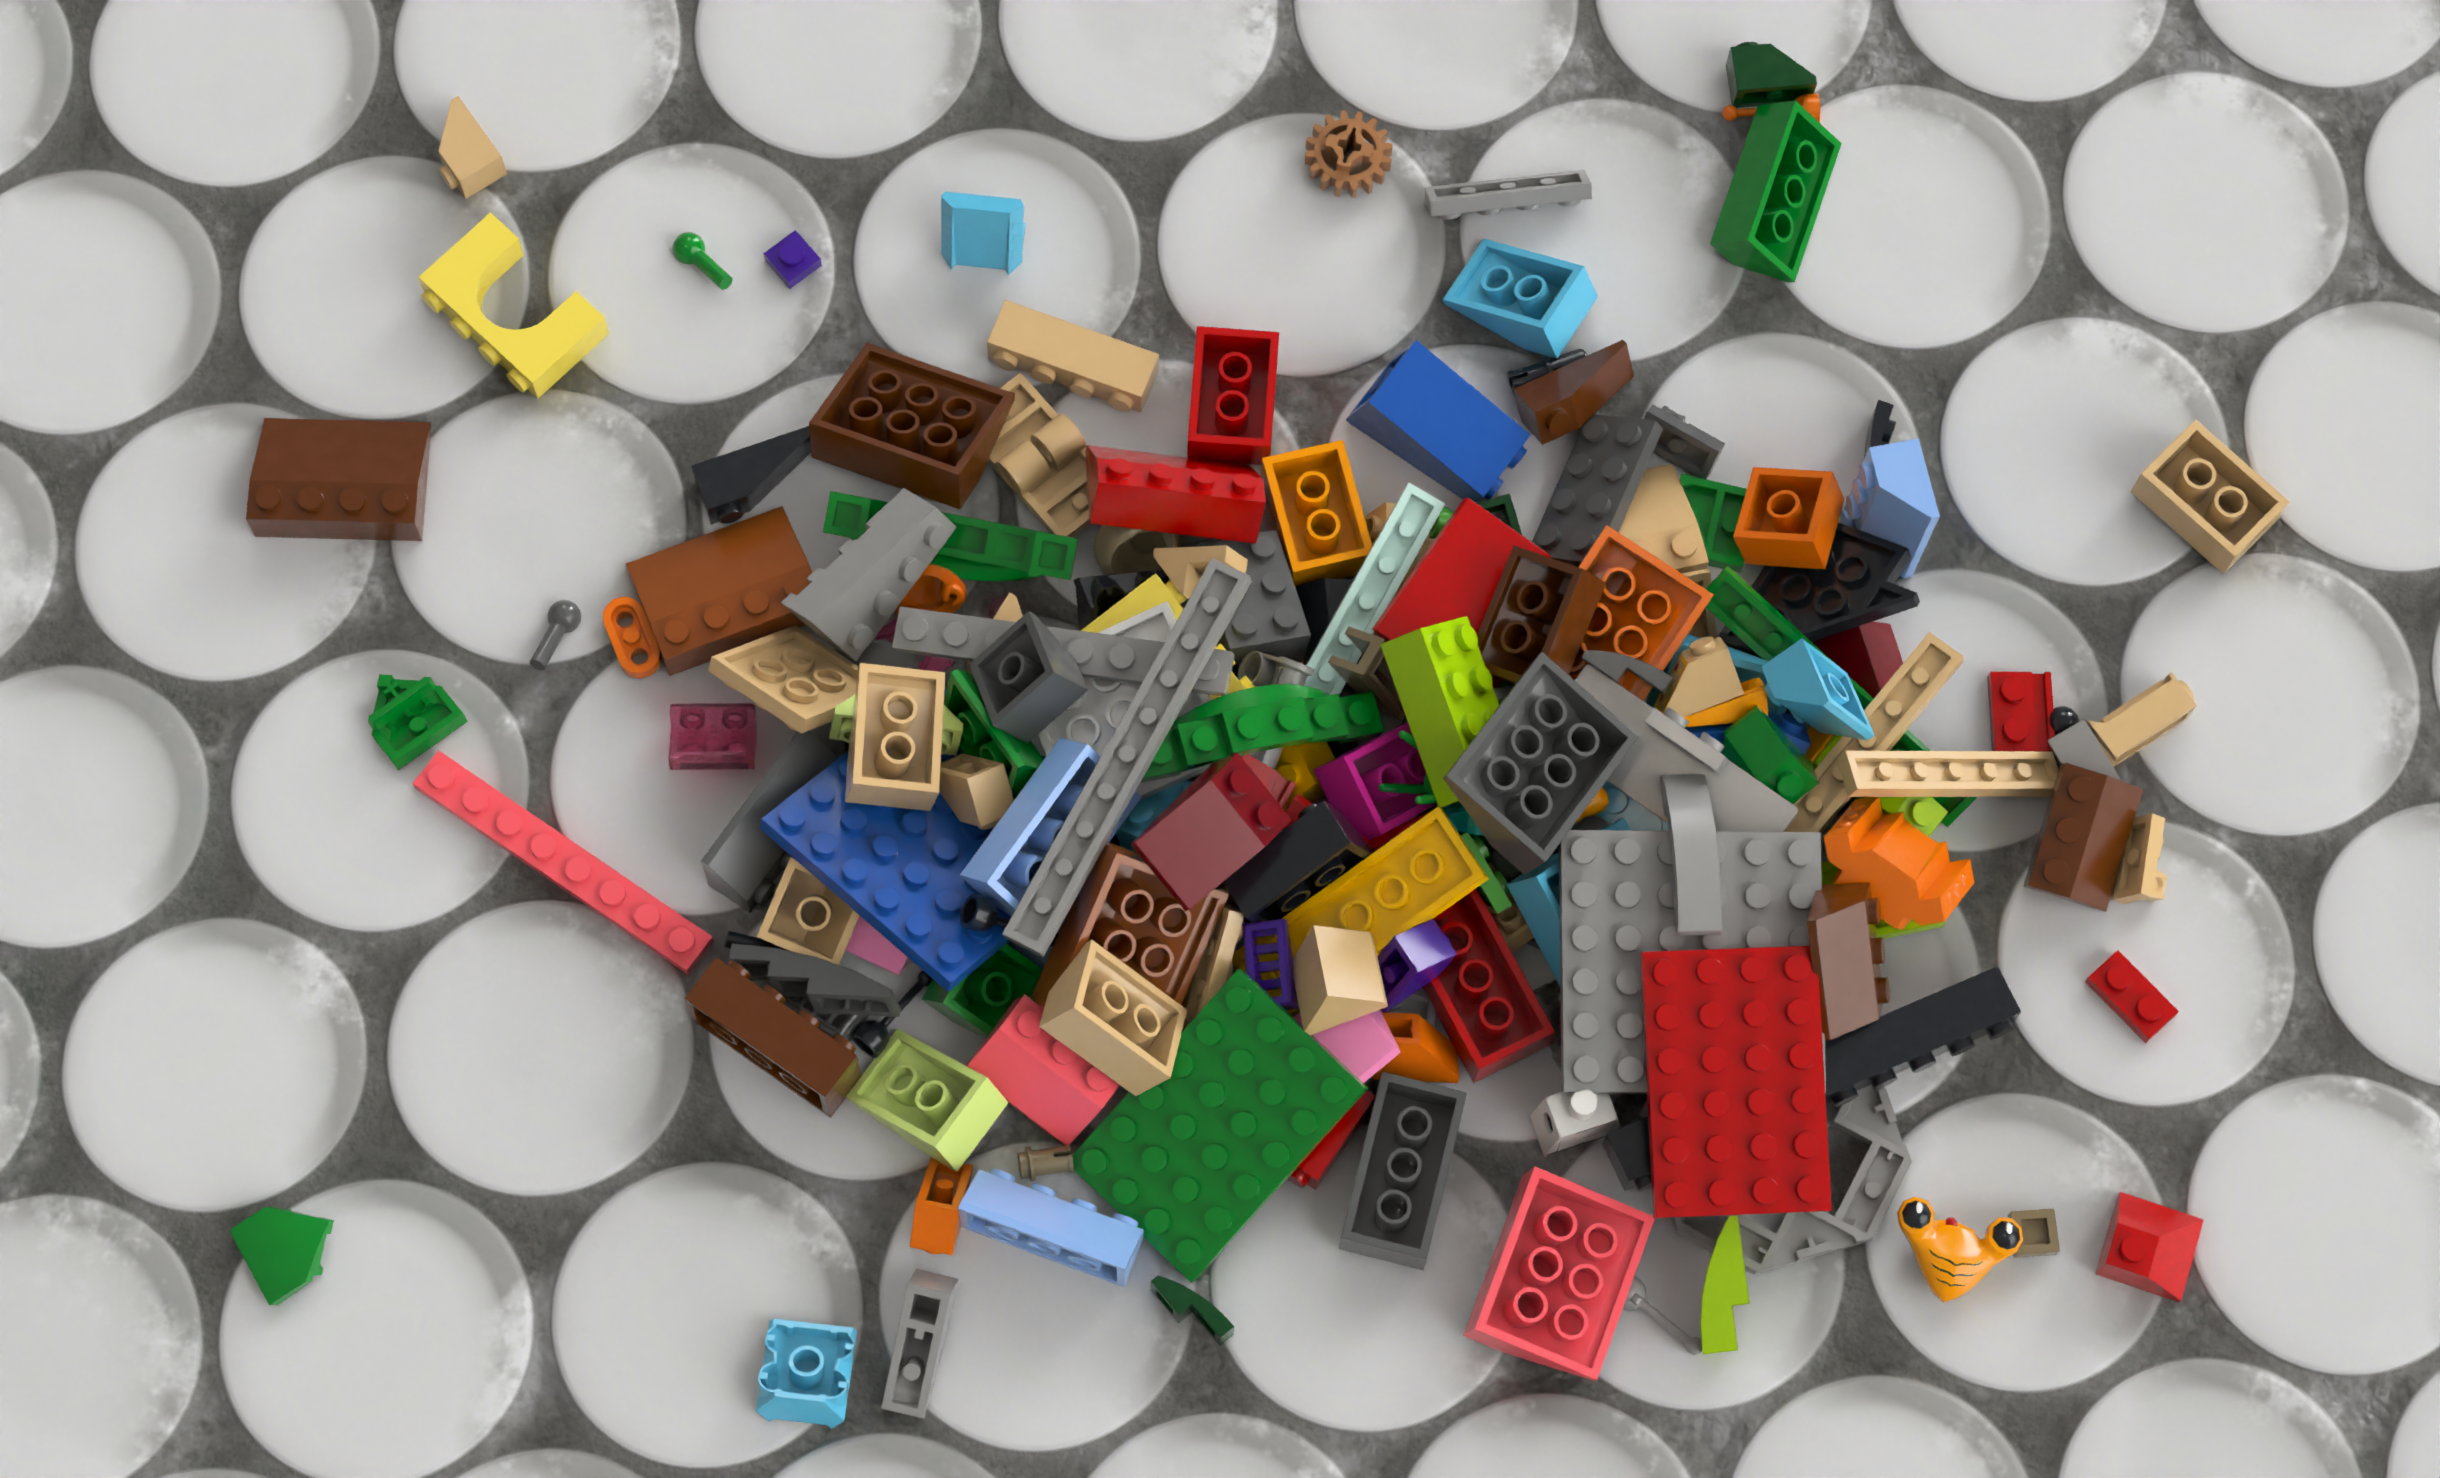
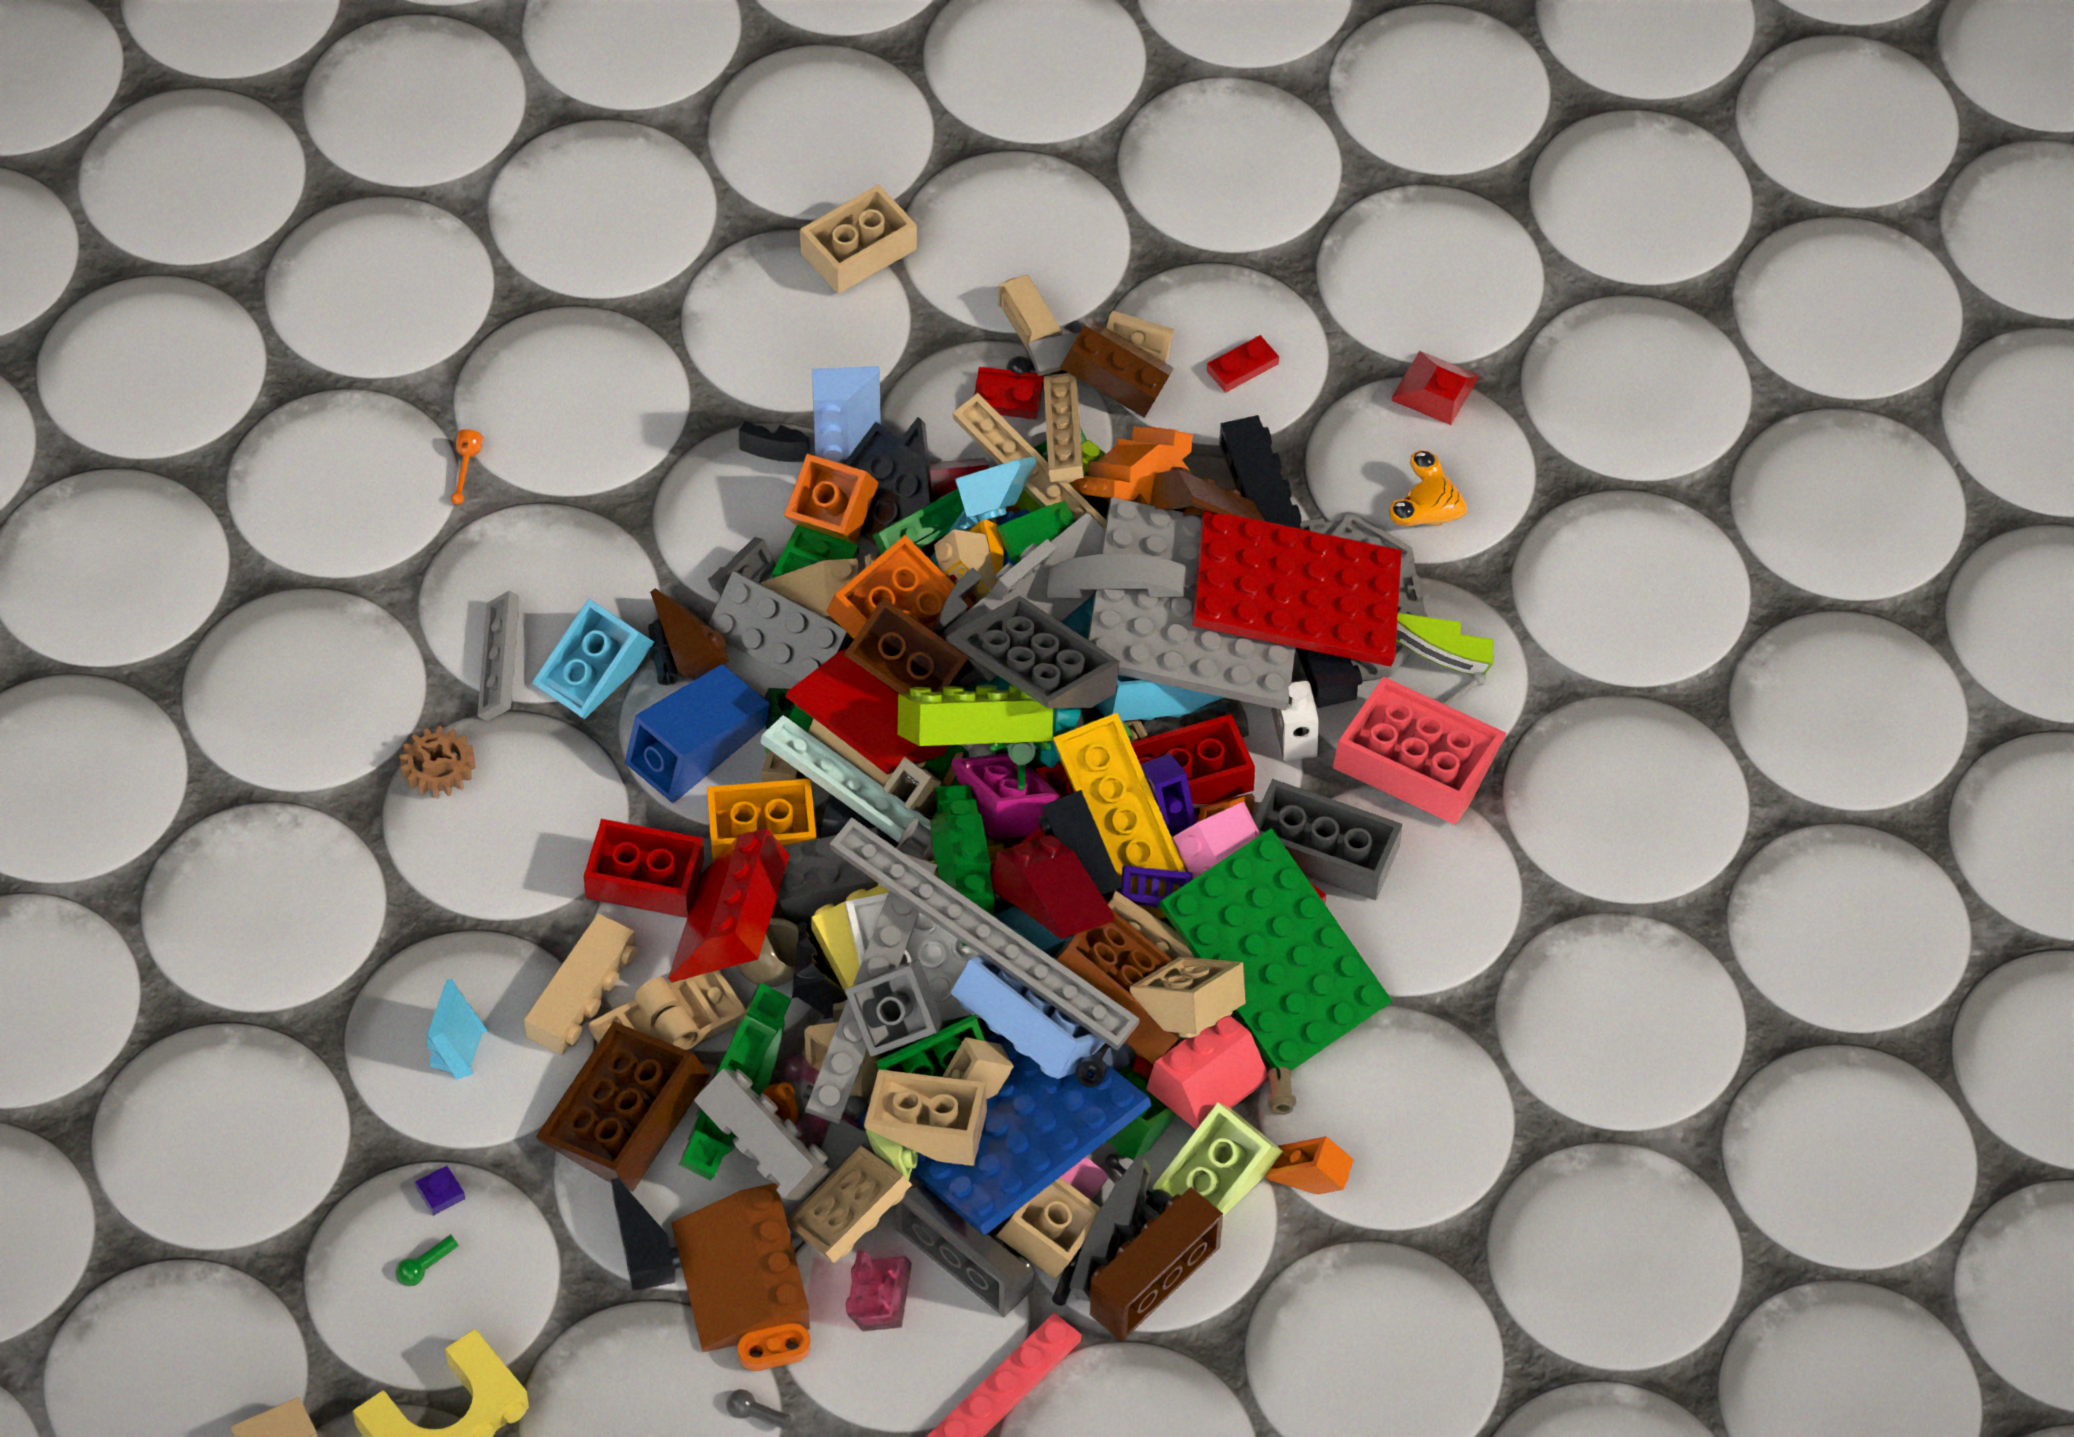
camera: 80 degrees left, 15 degrees down
(806, 1372) = (1435, 1280): medium azure slope -> none
(919, 1342) = (1419, 1193): light grey slope -> none
(1050, 1226) = (1341, 1080): light blue slope -> none
(1183, 1301) = (1410, 1004): dark green slope -> none
(1187, 564) = (805, 900): tan slope -> none
(1337, 977) = (1180, 835): tan slope -> none
(1765, 76) = (433, 466): dark green slope -> none
(1776, 191) = (536, 476): green slope -> none
(2038, 1232) = (1414, 443): dark tan plate -> none

